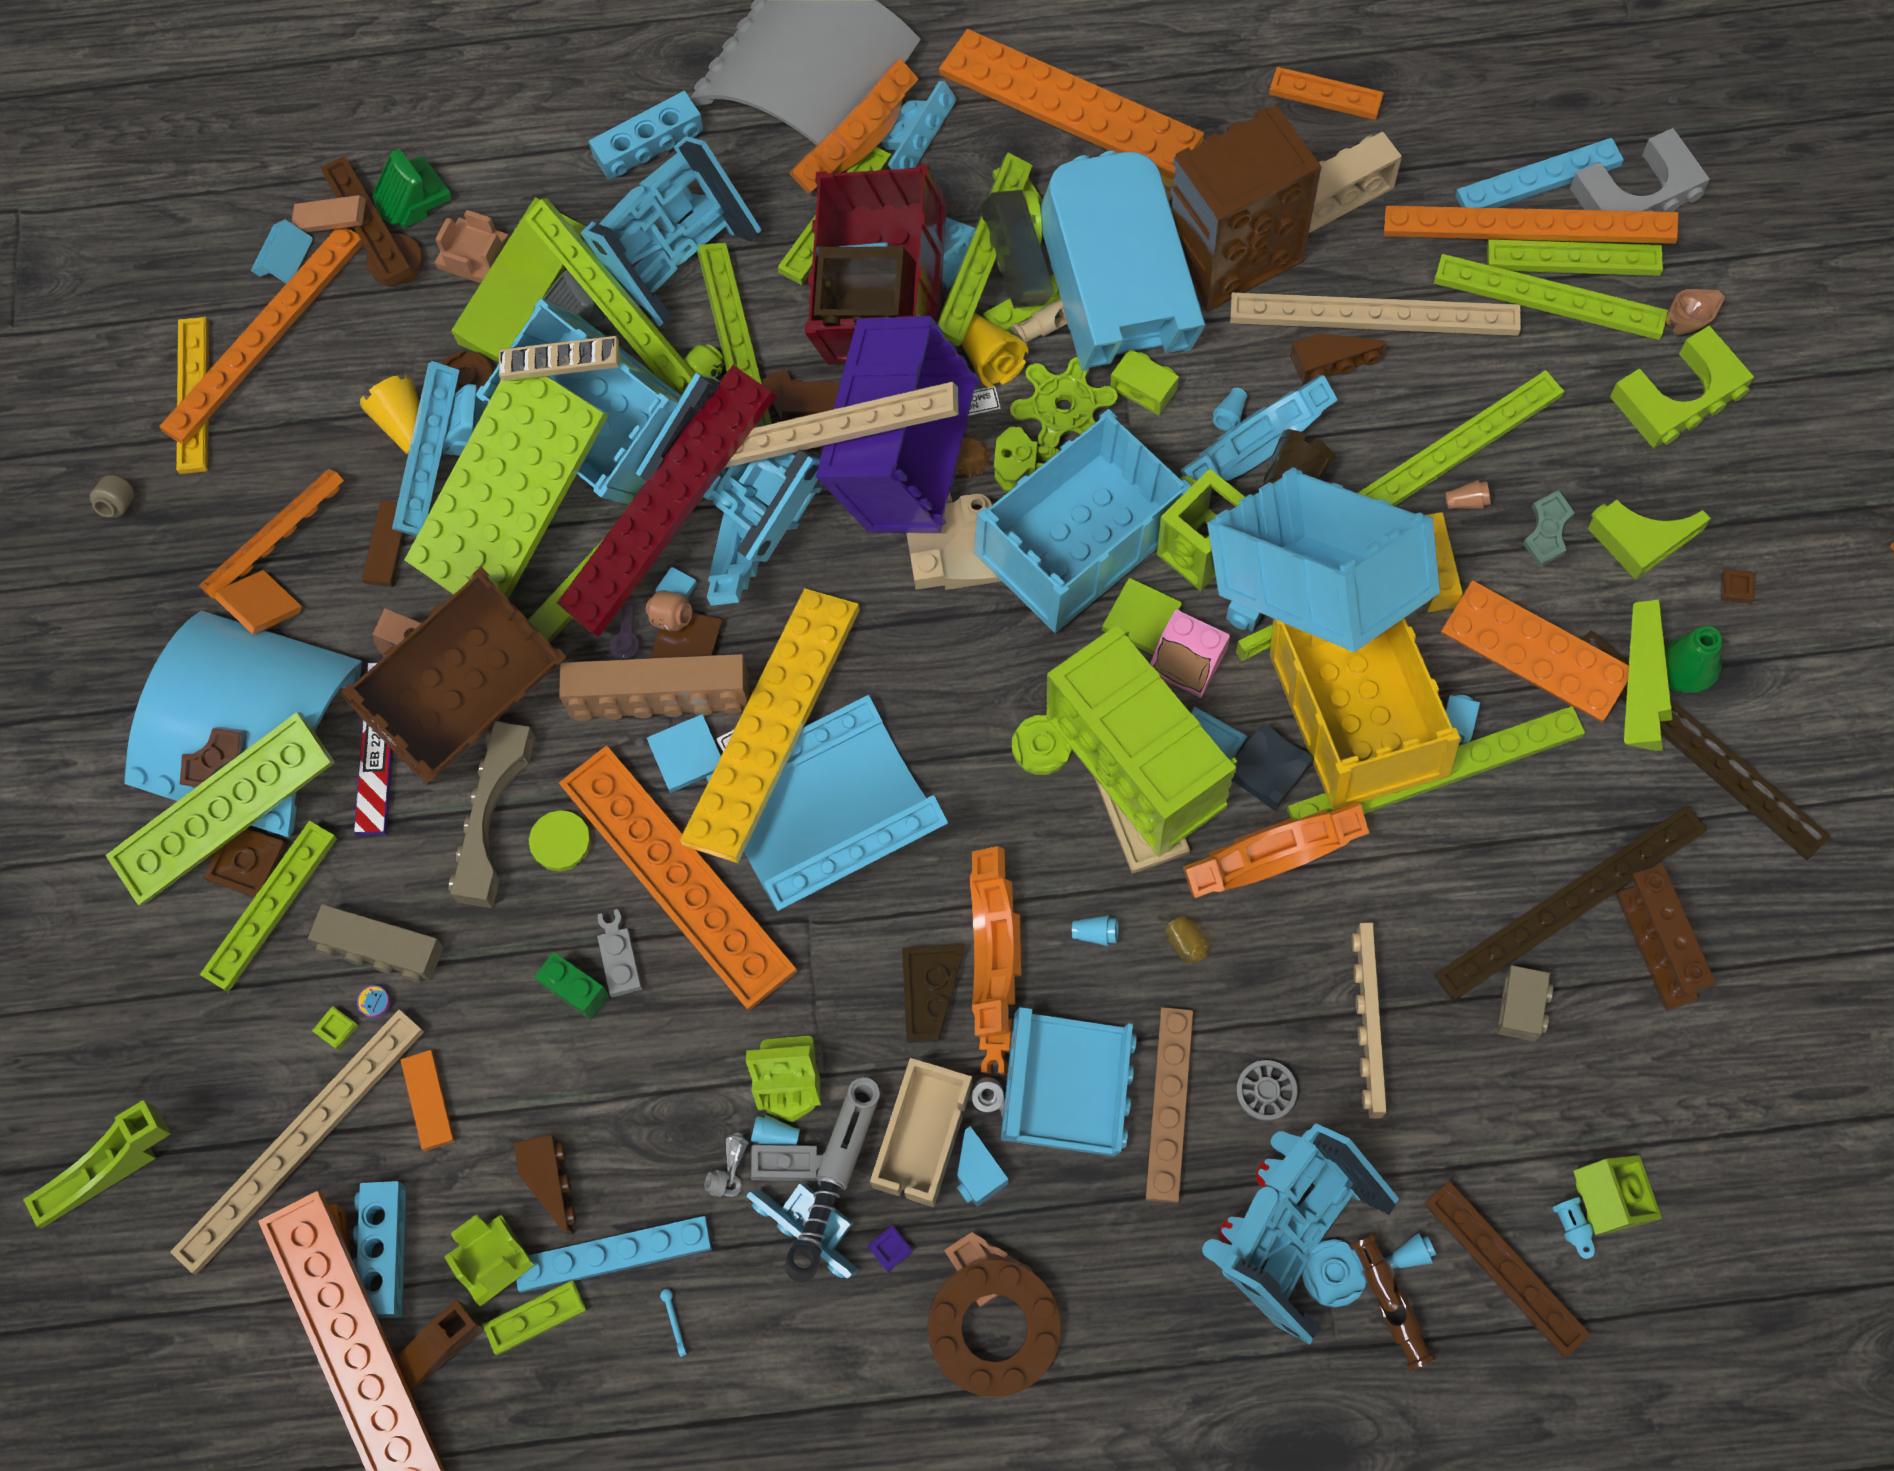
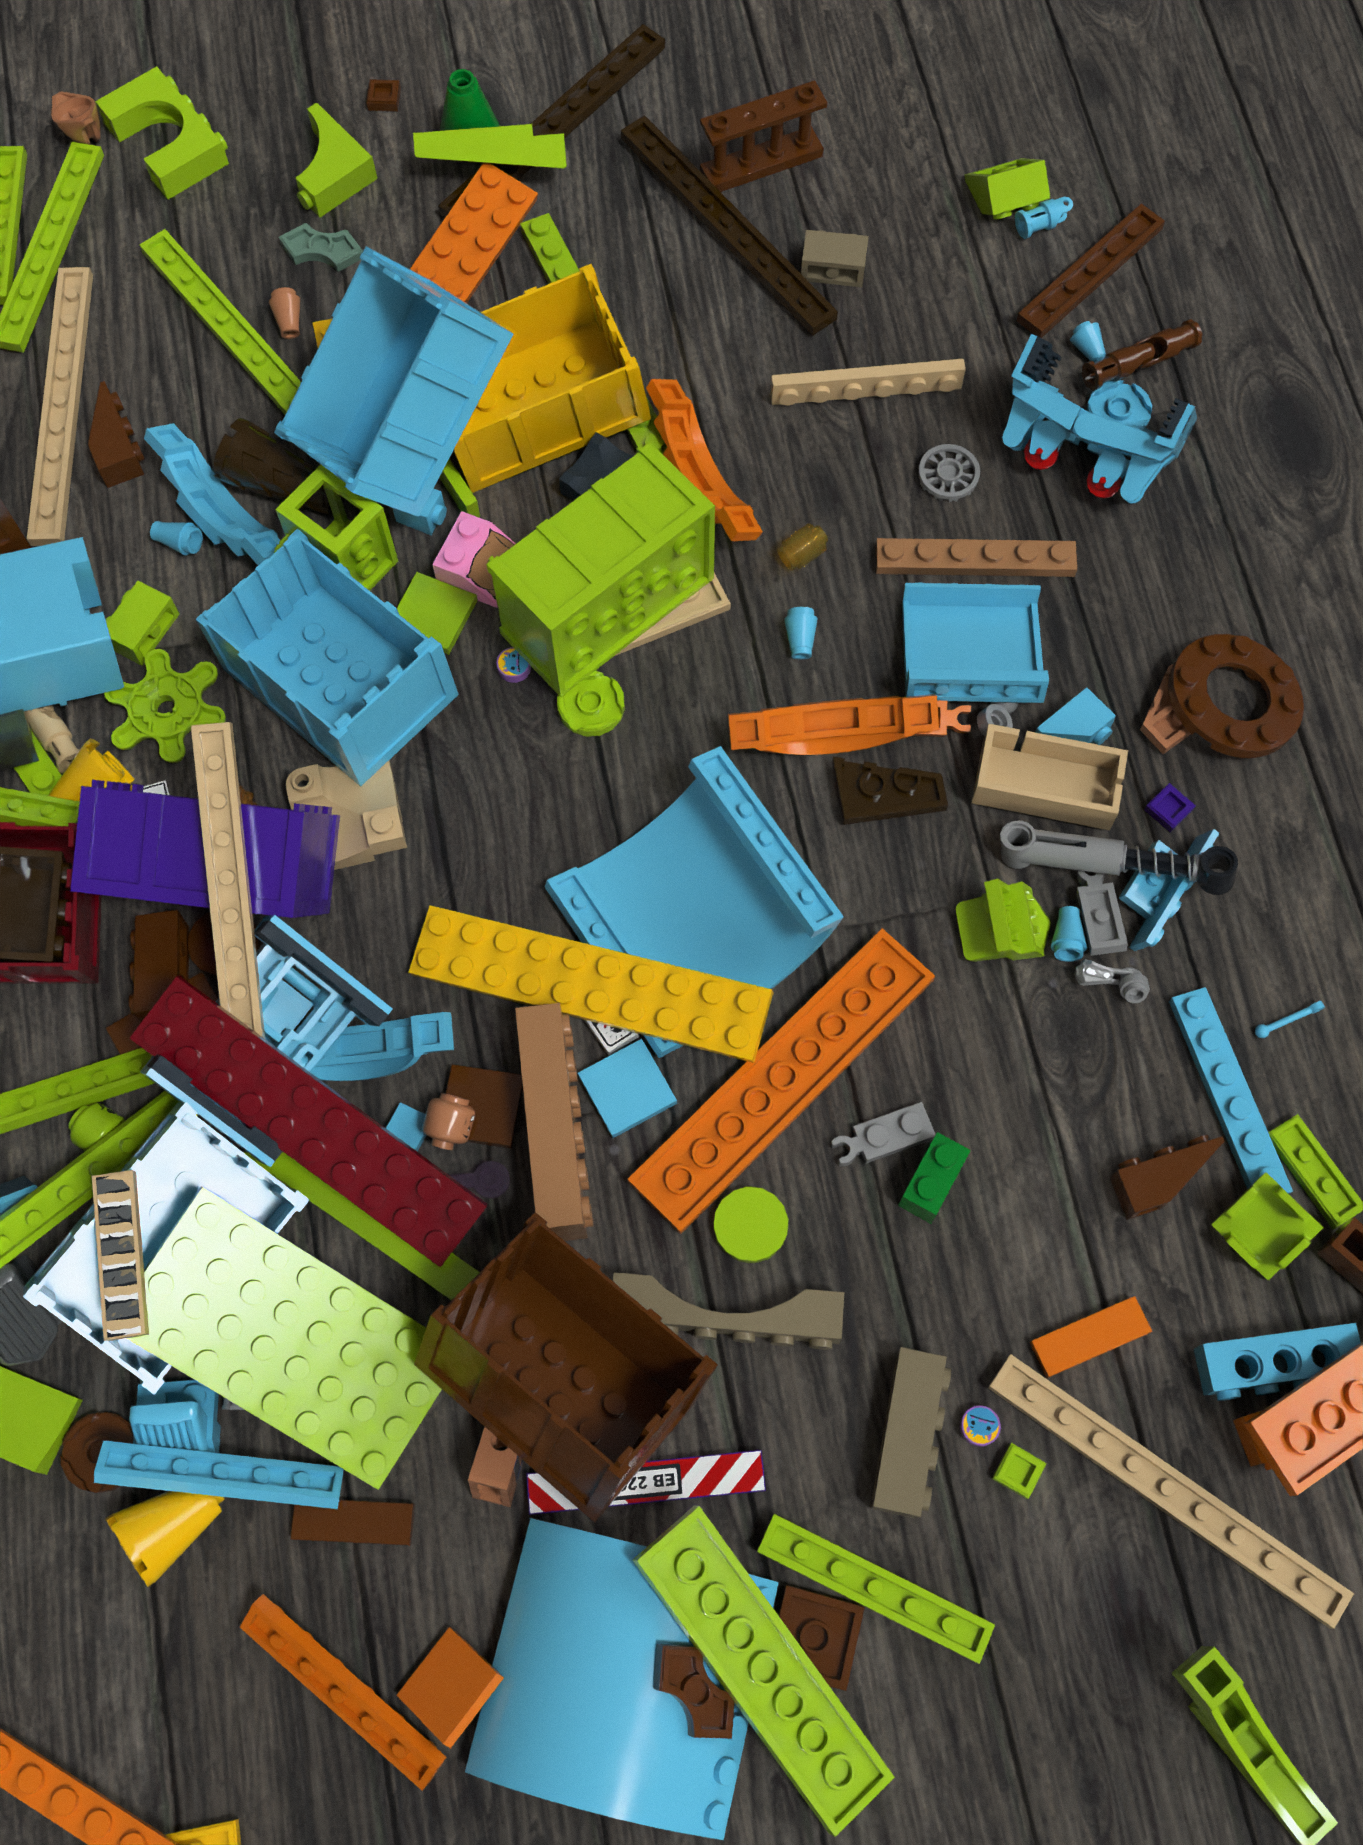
camera: 100 degrees left, 0 degrees up
(1017, 457) = (252, 744): lime hinge -> none

